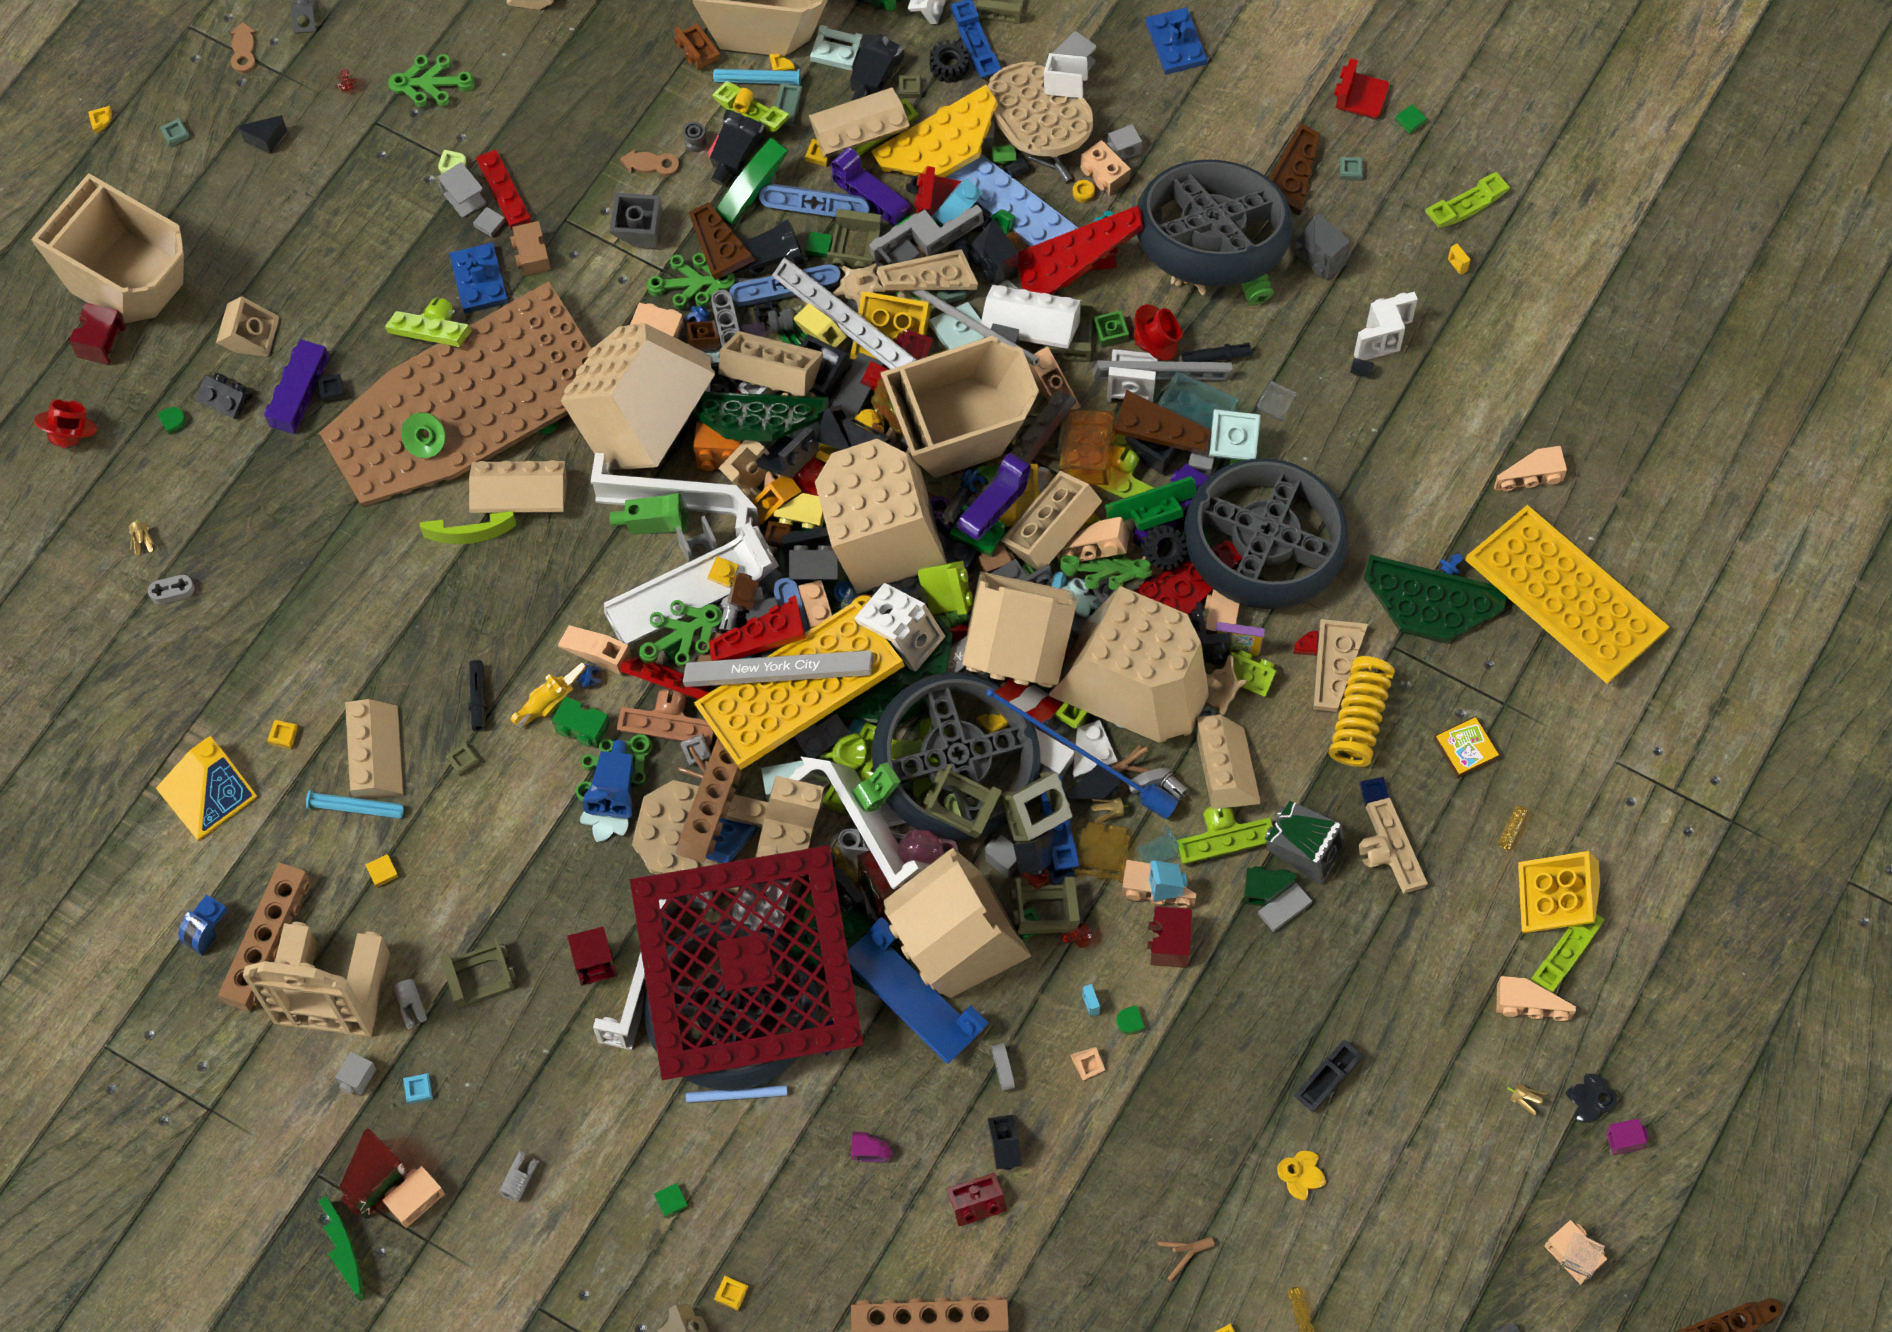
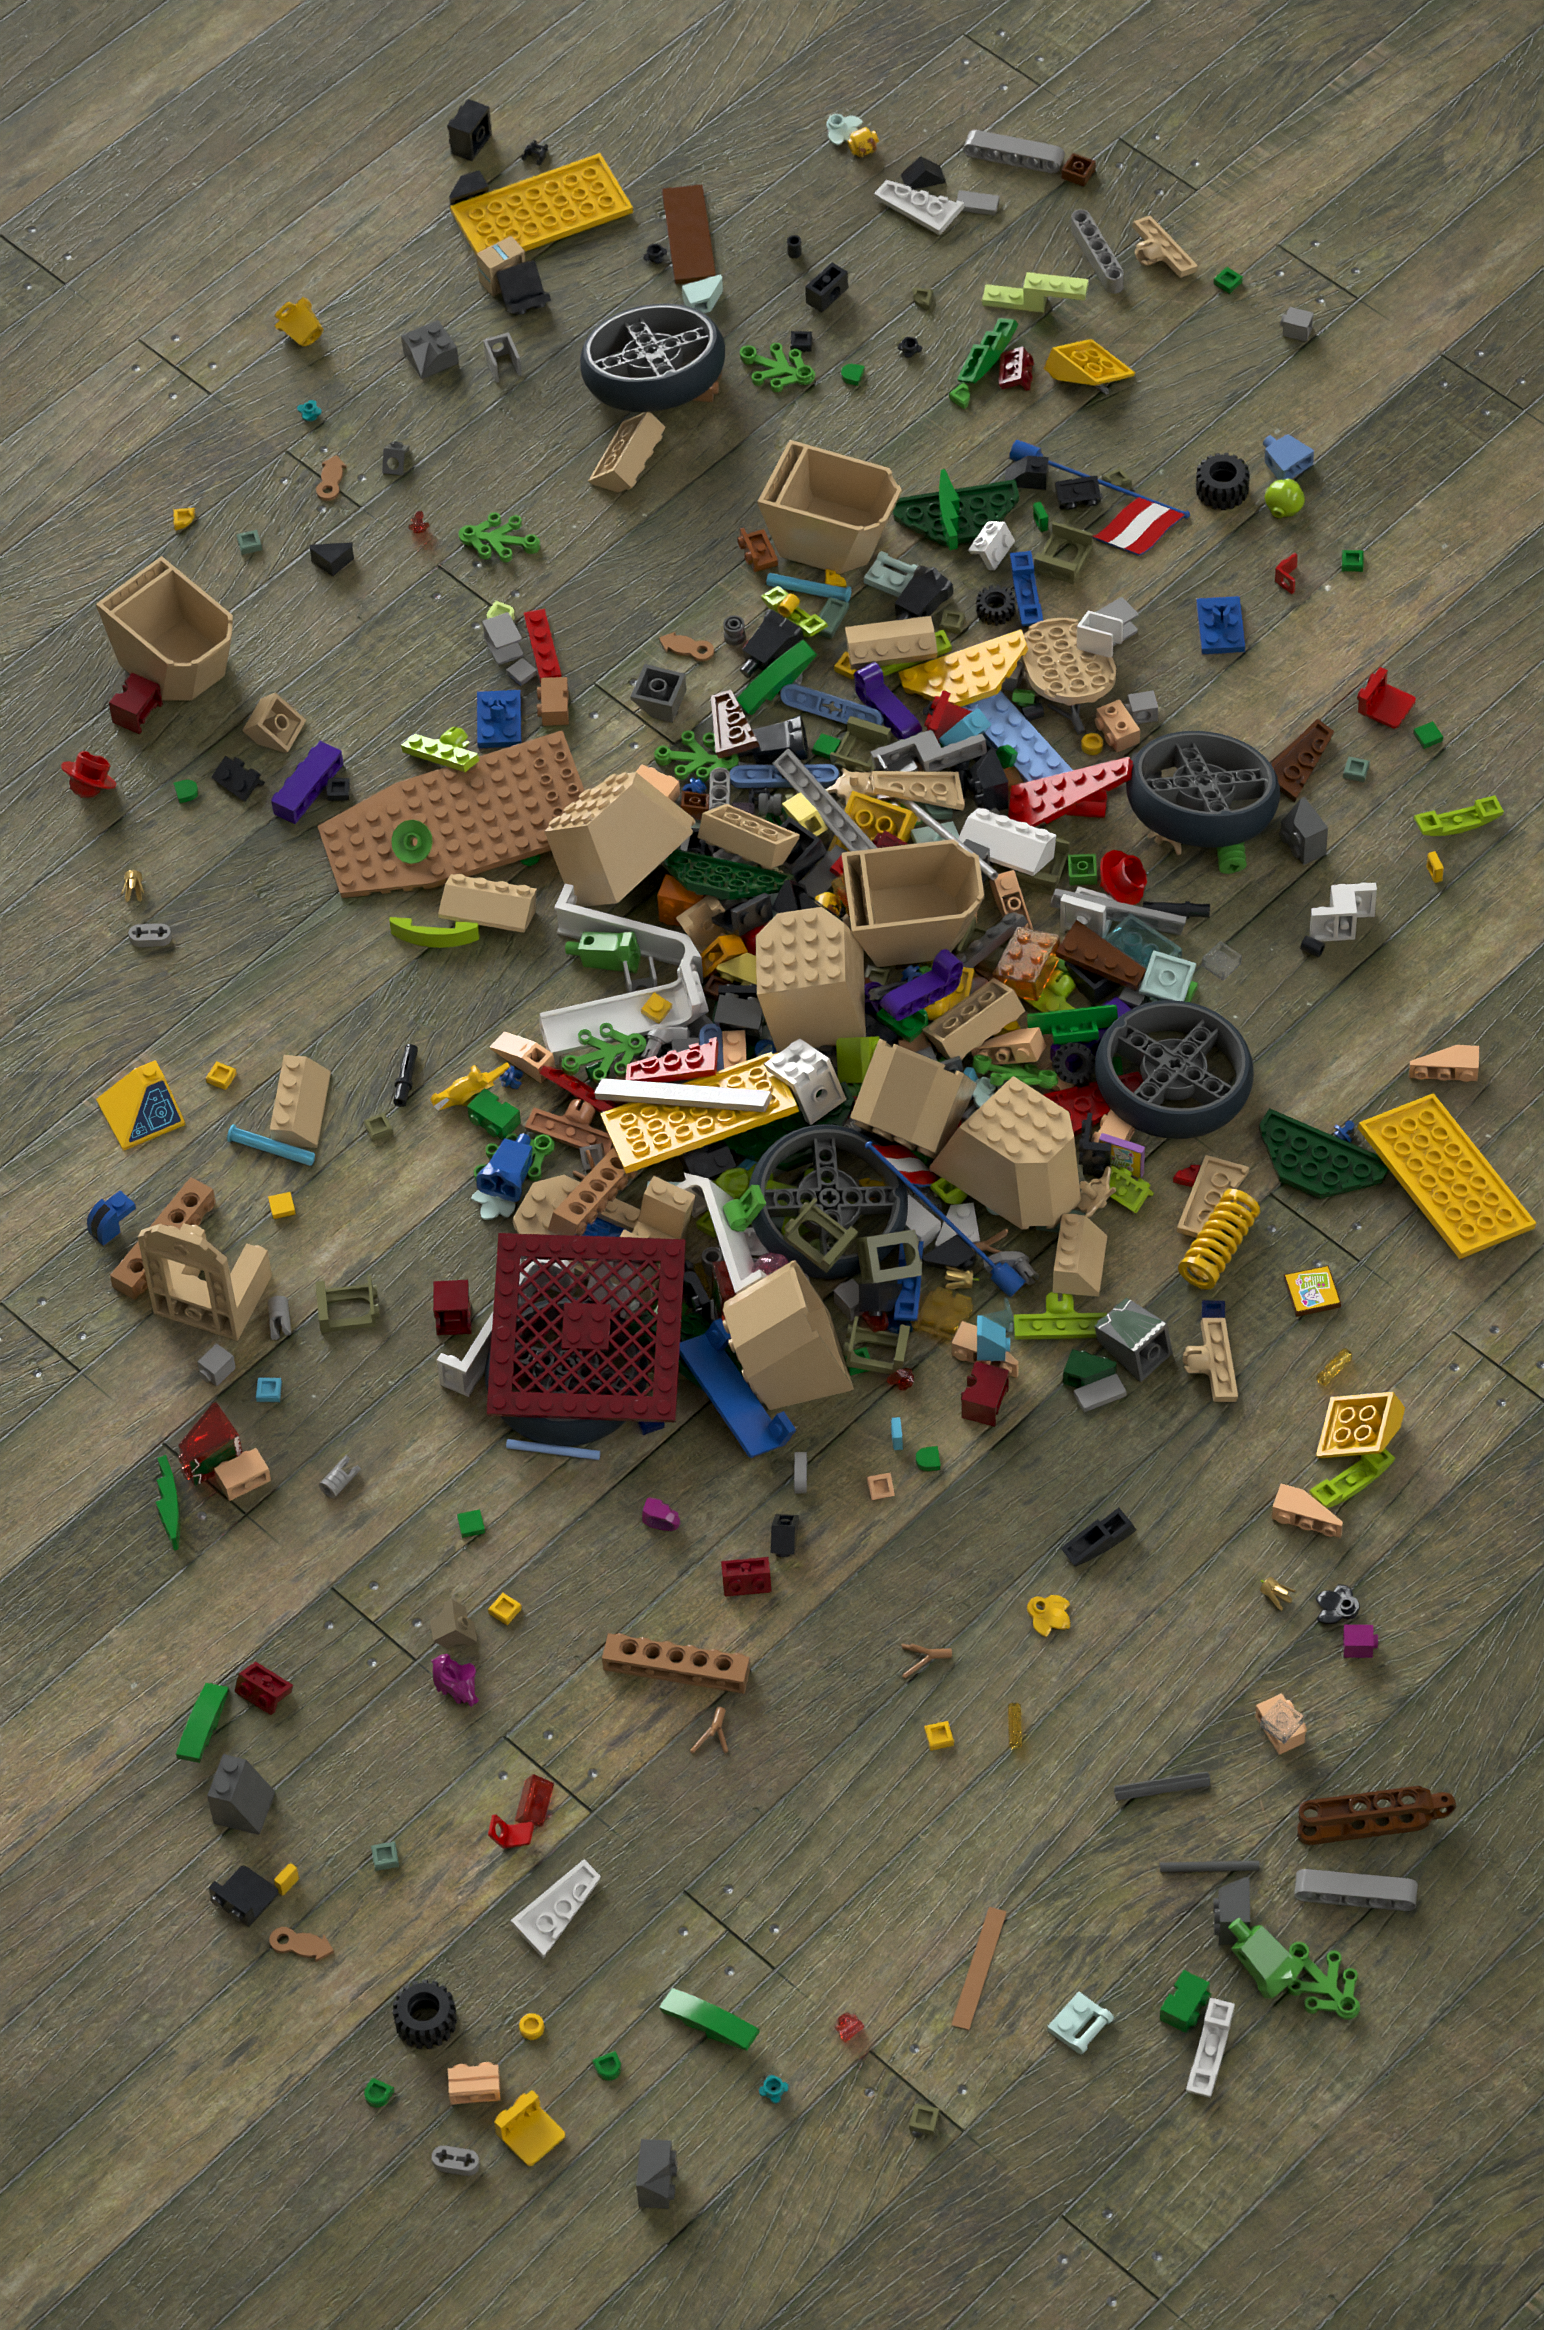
camera: 15 degrees right, 10 degrees down
(742, 591) = (669, 1025): reddish brown bracket -> none

